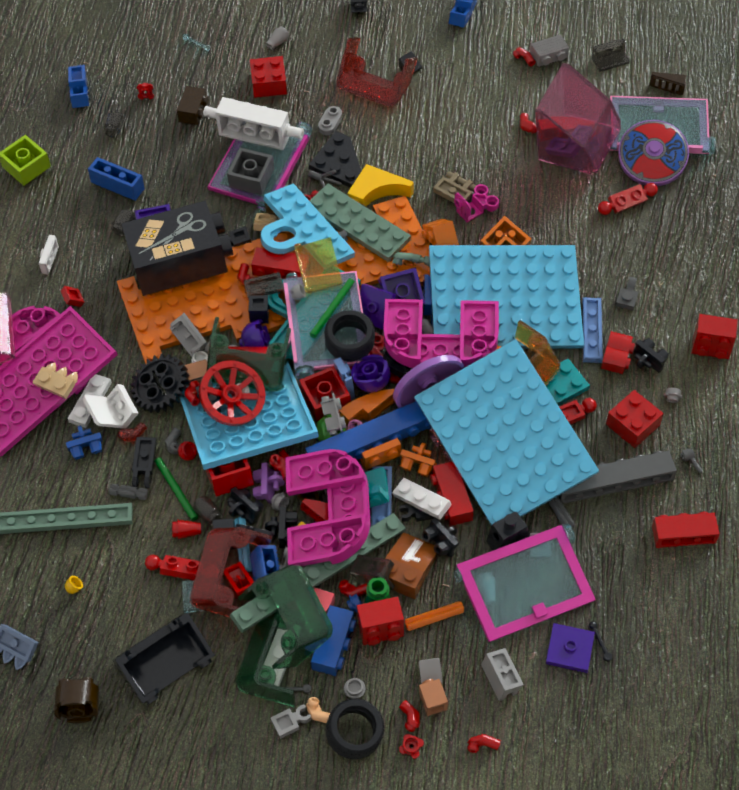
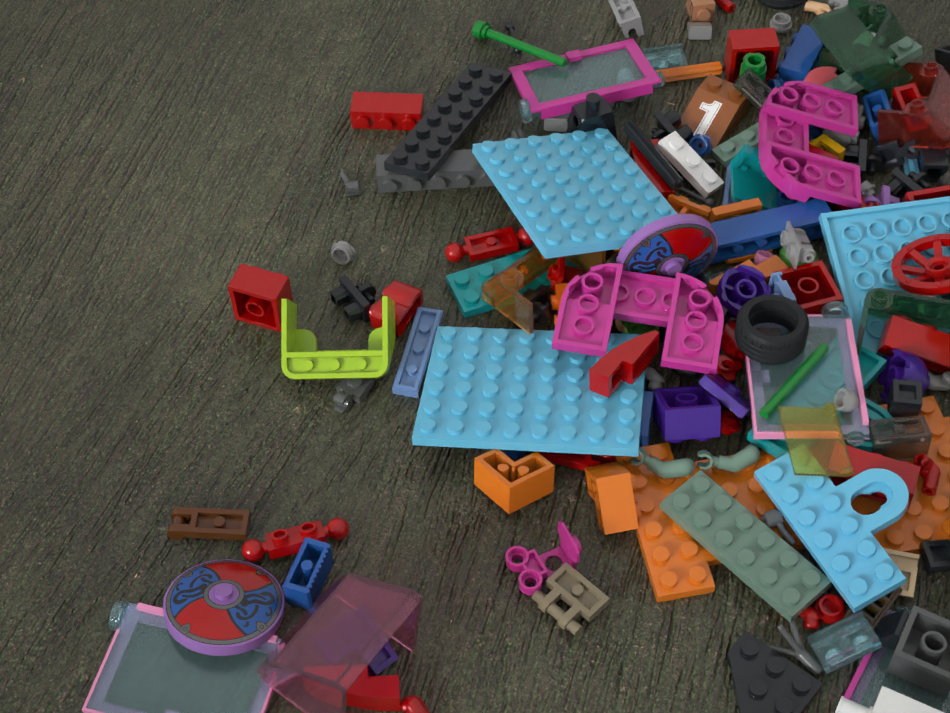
camera: 170 degrees left, 5 degrees down
(270, 182) = (891, 628): none -> black slope
(301, 176) = (844, 642): none -> clear light blue plate
(374, 265) = (733, 463): none -> sand green arm
(377, 183) = (708, 621): yellow arch -> none
(415, 530) = (705, 140): none -> blue plate
(447, 298) = (623, 363): none -> red slope
(453, 492) = (653, 155): none -> black axle
(459, 628) = (665, 56): none -> clear light blue plate
(570, 648) = (548, 33): dark purple plate -> none
(611, 173) = (308, 573): none -> blue brick
(627, 519) = (448, 122): none -> black plate
(628, 637) = (483, 30): none -> green piece
(634, 418) = (403, 225): red brick -> none
(648, 304) = (305, 362): none -> lime windscreen
(683, 200) = (209, 523): none -> reddish brown plate

